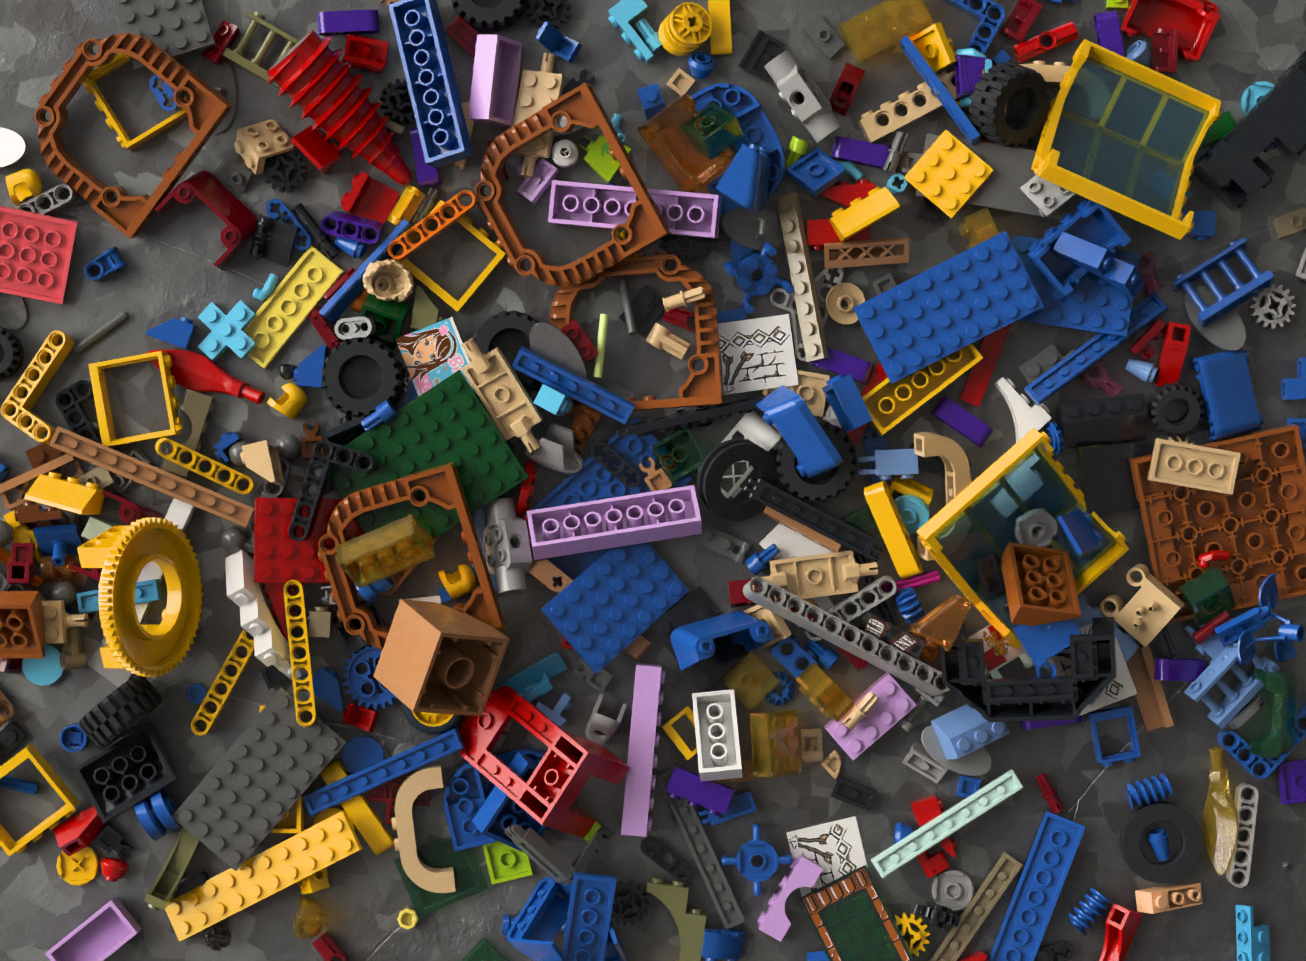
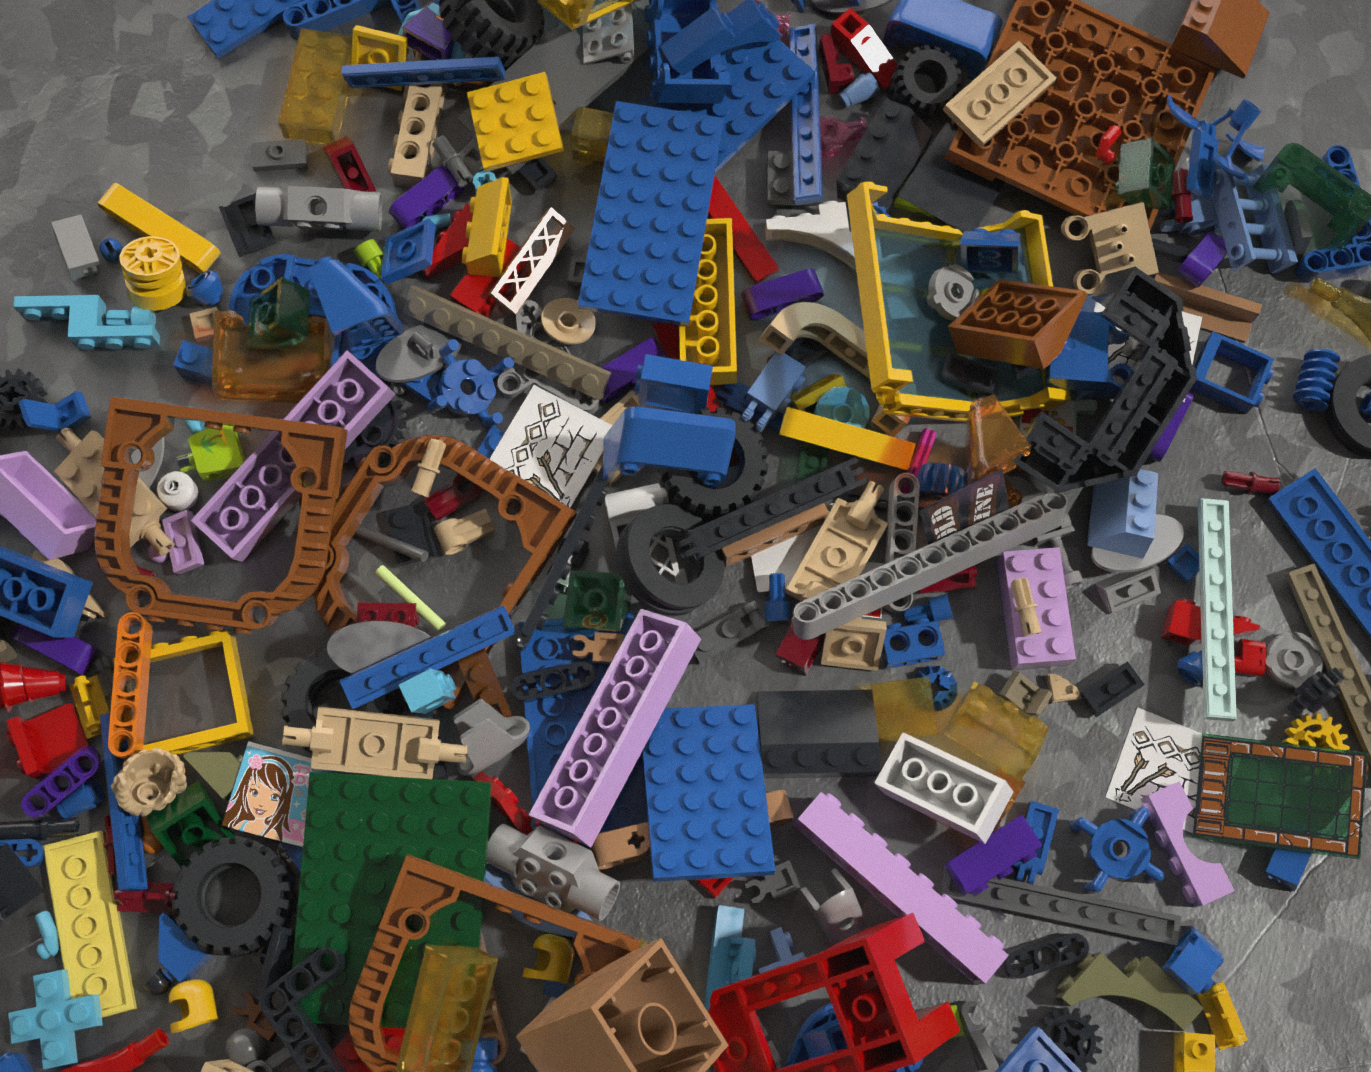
camera: 60 degrees left, 15 degrees down
(356, 327) = (171, 859): plate -> none
(384, 412) = (289, 897): blue piece -> none
(674, 735) = (910, 841): yellow tile -> none
(696, 643) = (822, 724): blue windscreen -> none
(824, 692) = (977, 633): clear yellow brick -> none

